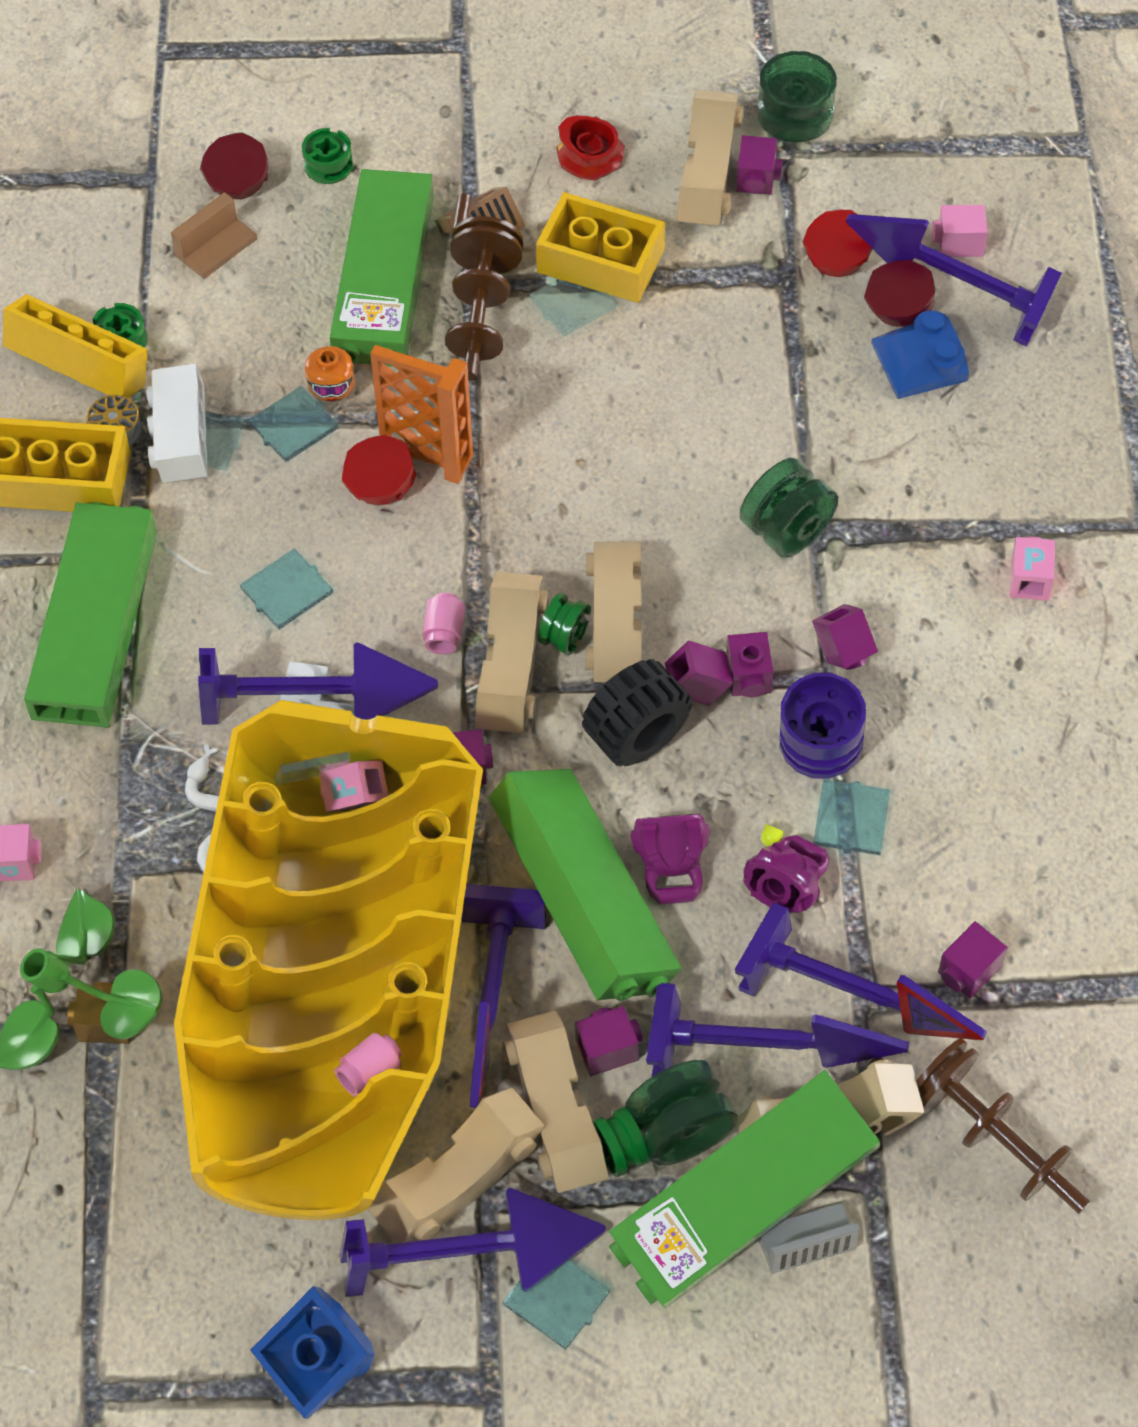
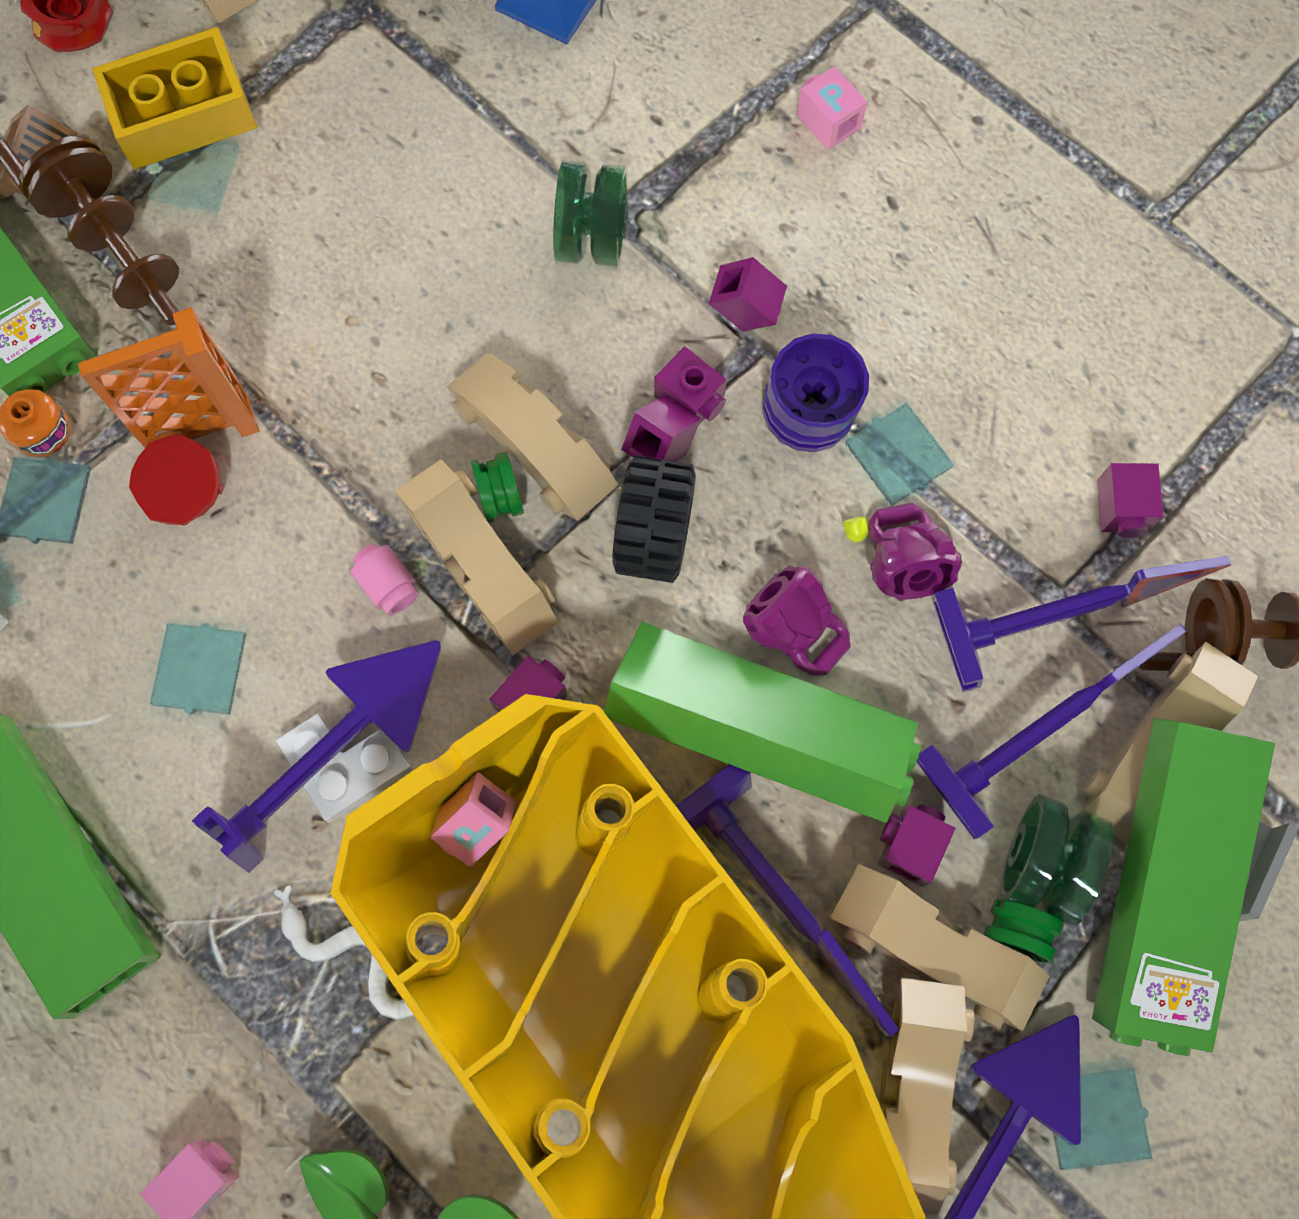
camera: 45 degrees left, 15 degrees up
(310, 768) = (427, 845): clear light blue piece -> none
(367, 1060) = (774, 1091): bright pink brick -> none

